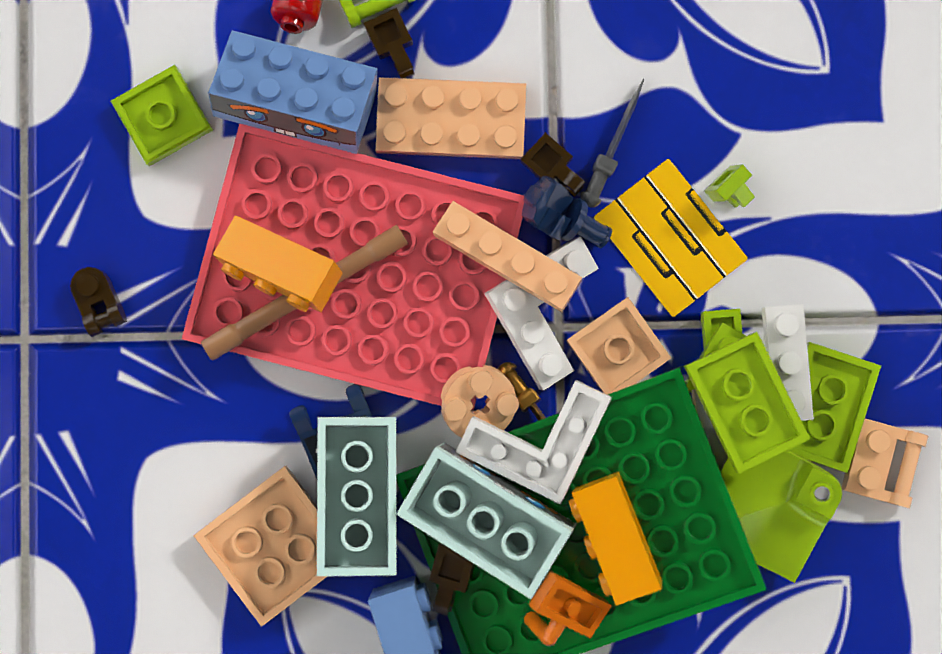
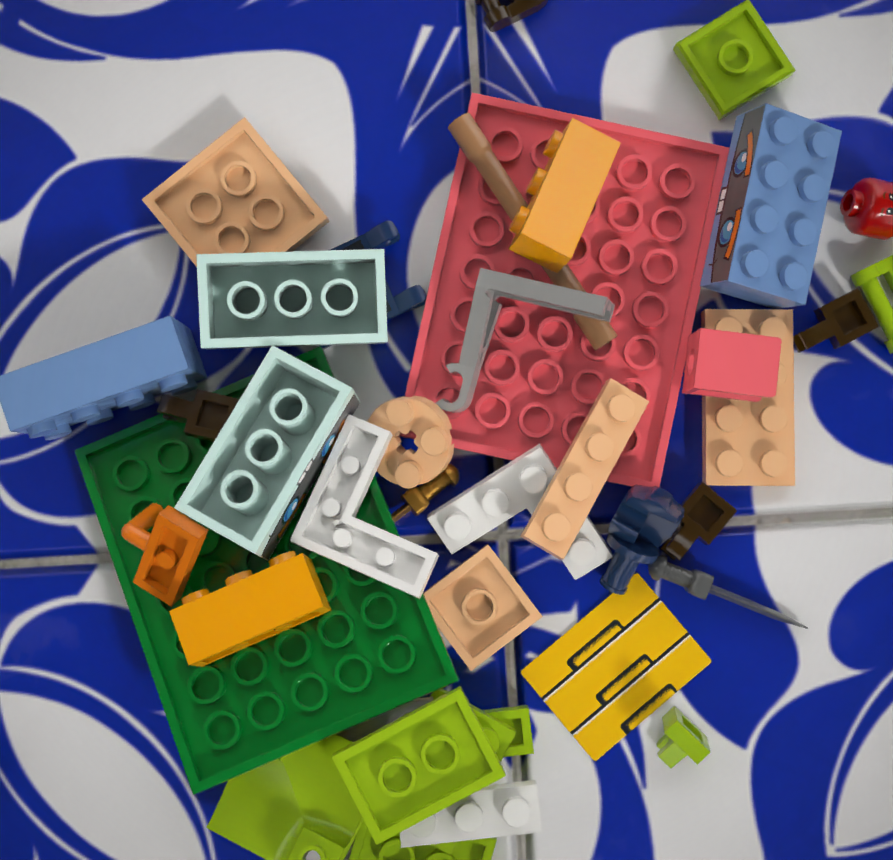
camera: 90 degrees right, 0 degrees up
(376, 335) = (485, 313): none -> light grey hinge
(426, 131) = (731, 365): none -> coral piece

